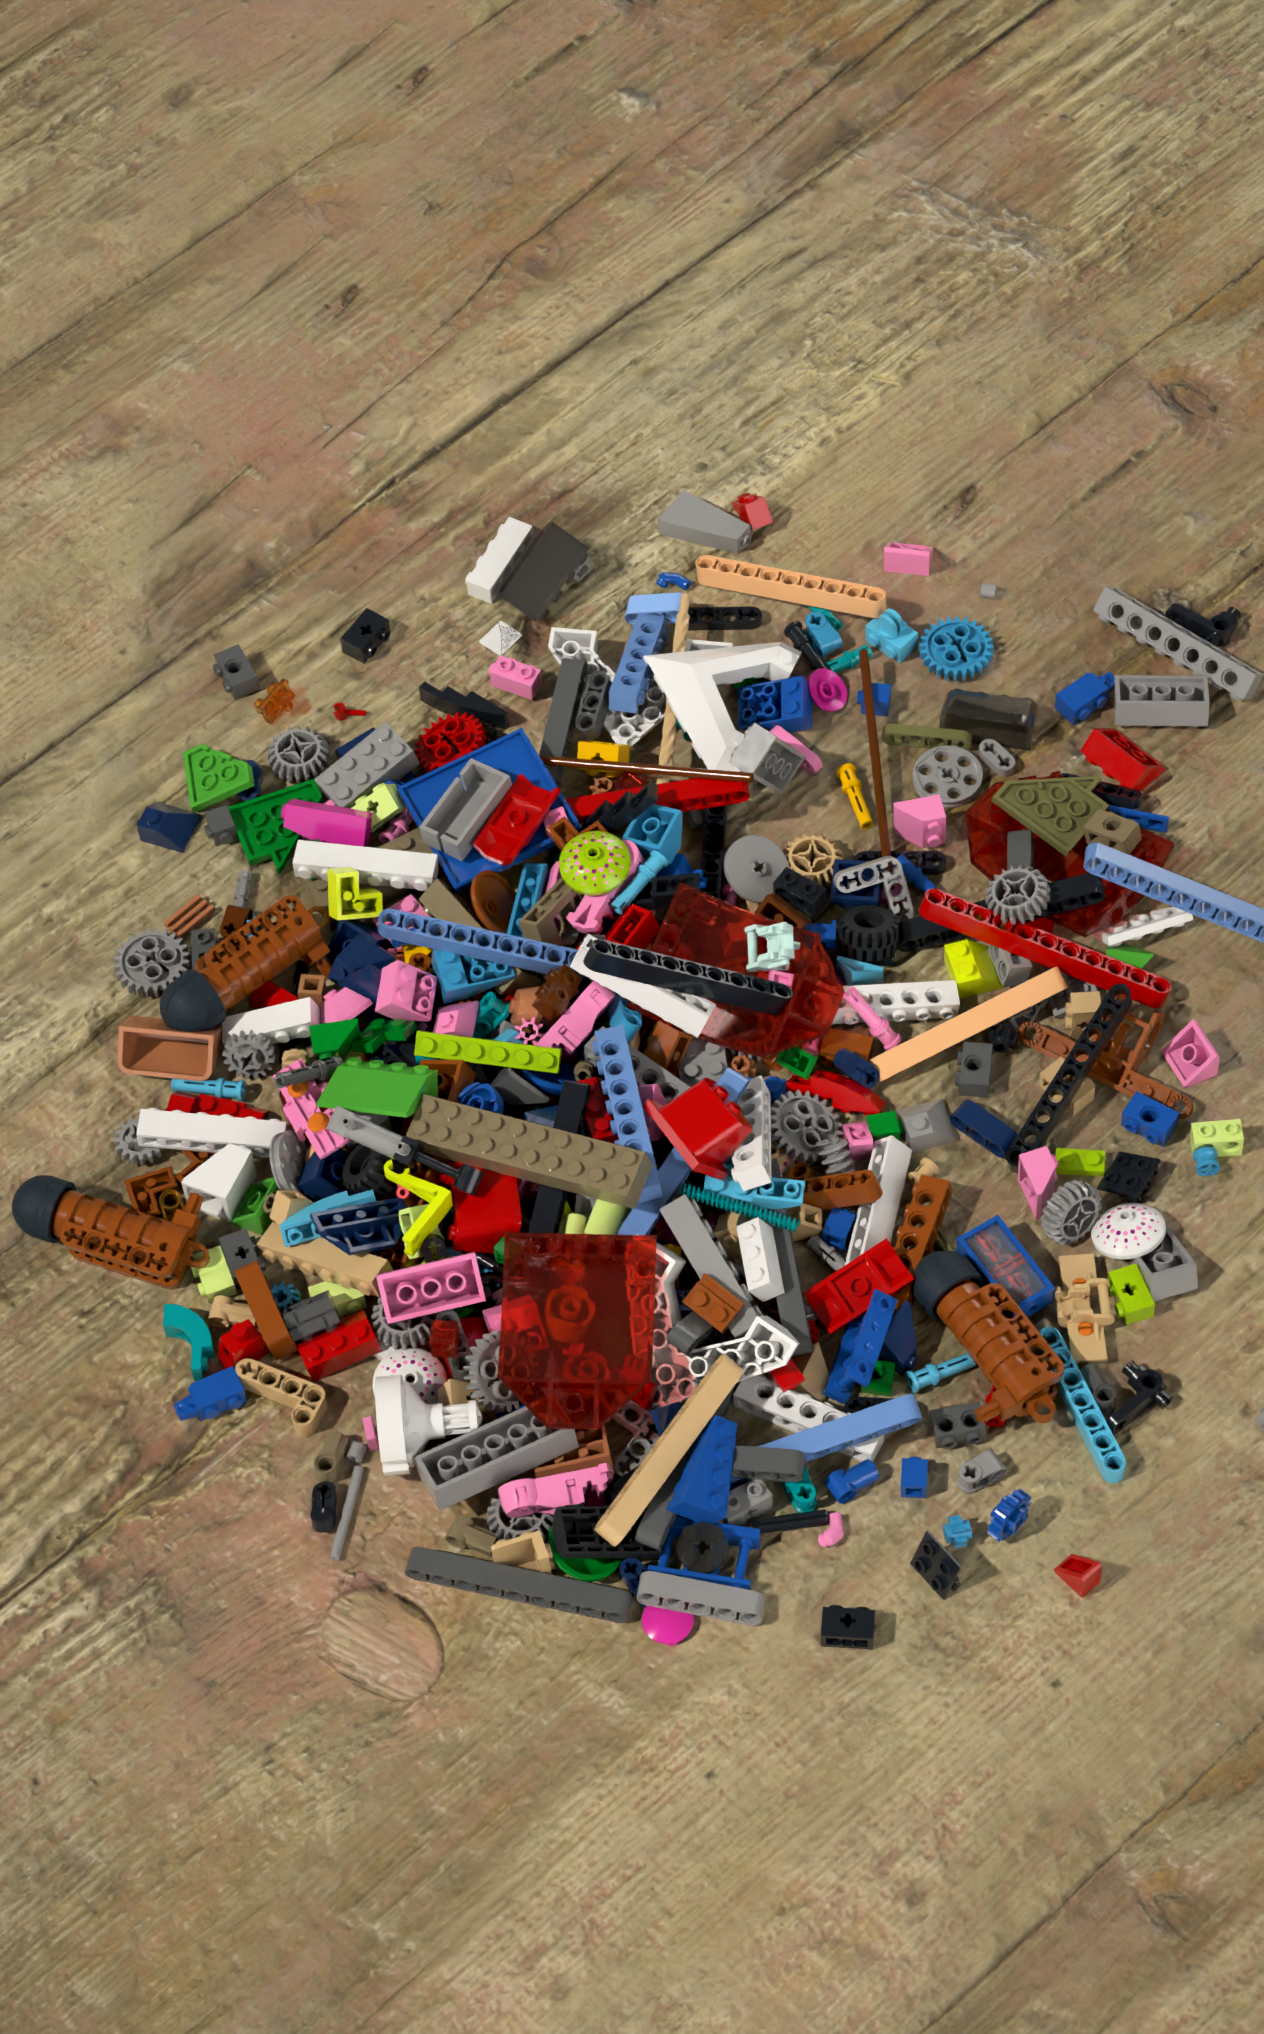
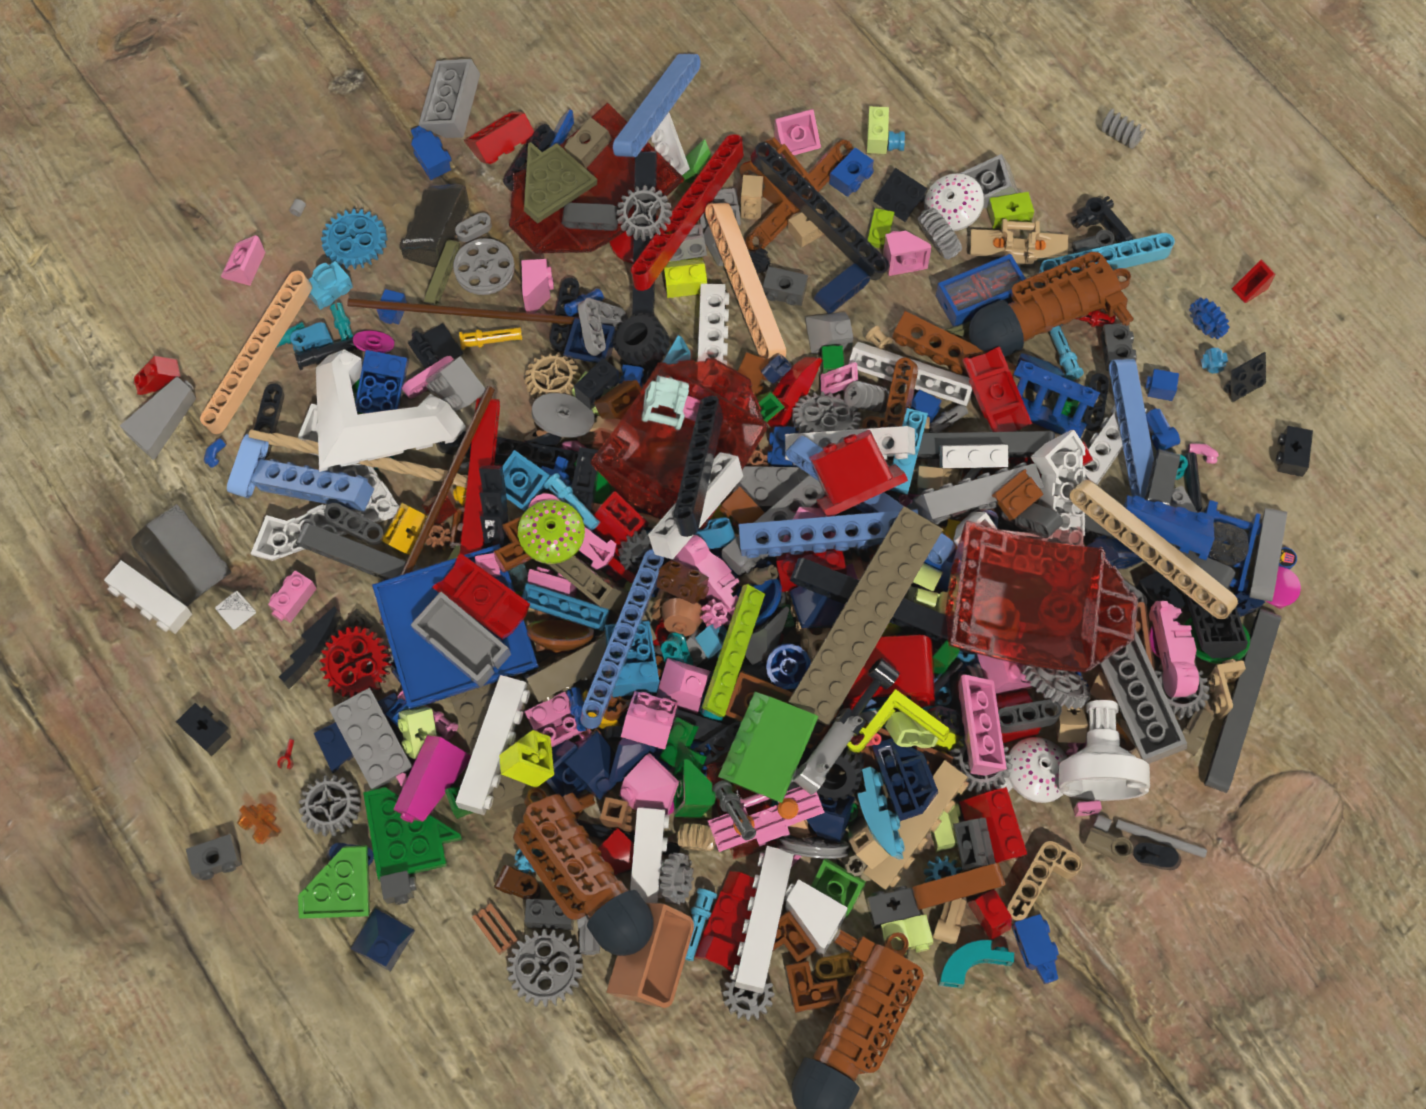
camera: 85 degrees left, 10 degrees up
(242, 888) = (475, 874): light grey axle -> none
(444, 1338) = (1036, 716): clear red brick -> none
(705, 1627) = (1287, 558): none -> tile
(737, 1208) = (921, 461): teal piece -> none
(835, 748) = (434, 346): none -> black hinge
(878, 1026) = (736, 347): bright pink pin -> none
(980, 1472) = (1160, 337): light grey piece -> none
(1216, 630) = (386, 54): black piece -> none
(1247, 677) = (339, 112): light grey brick -> none

